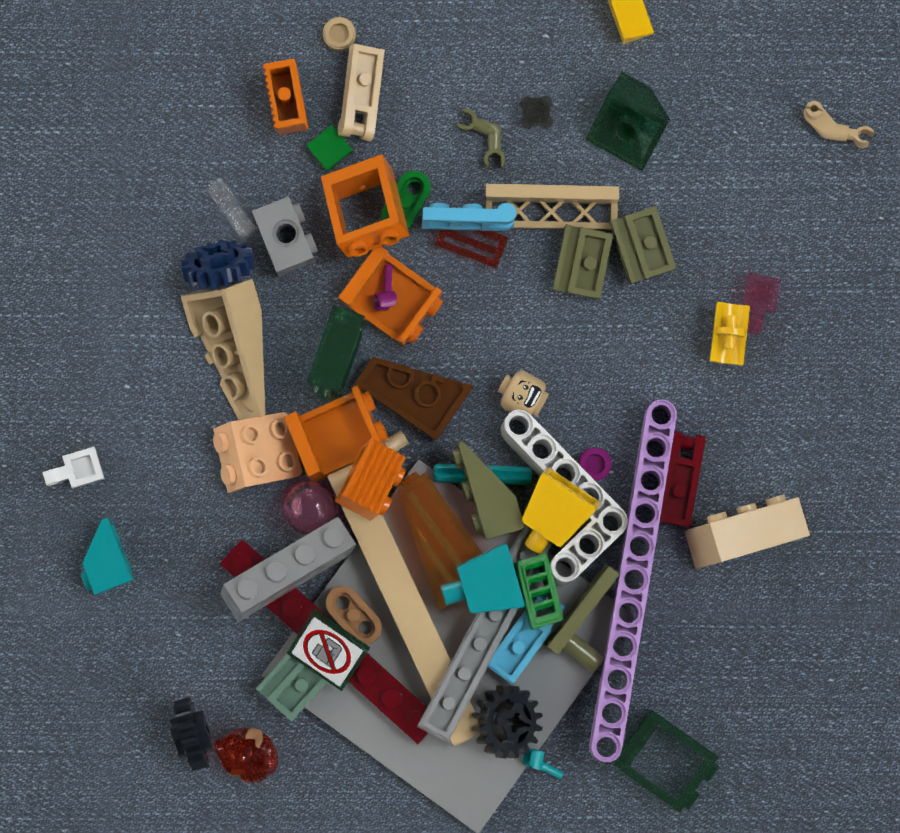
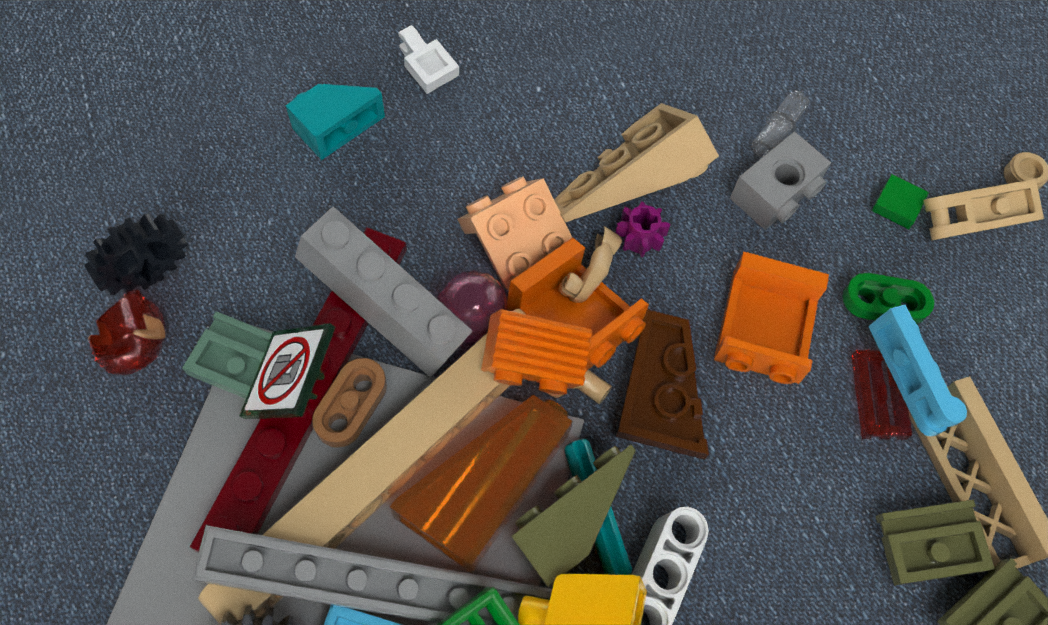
camera: 60 degrees right, 20 degrees down
(217, 264) = (718, 115): dark blue gear -> none
(284, 350) = (644, 218): none -> magenta gear
(285, 97) = (935, 129): orange brick -> none
(323, 425) = (581, 288): none -> tan arm
(336, 352) = (678, 268): clear green window -> none
(354, 180) = (878, 225): orange window -> none
(387, 298) = (763, 310): magenta hand -> none
(486, 582) = (448, 553): teal torso -> none
(491, 129) = (1024, 367): olive arm -> none
(523, 393) = (730, 525): tan head -> none

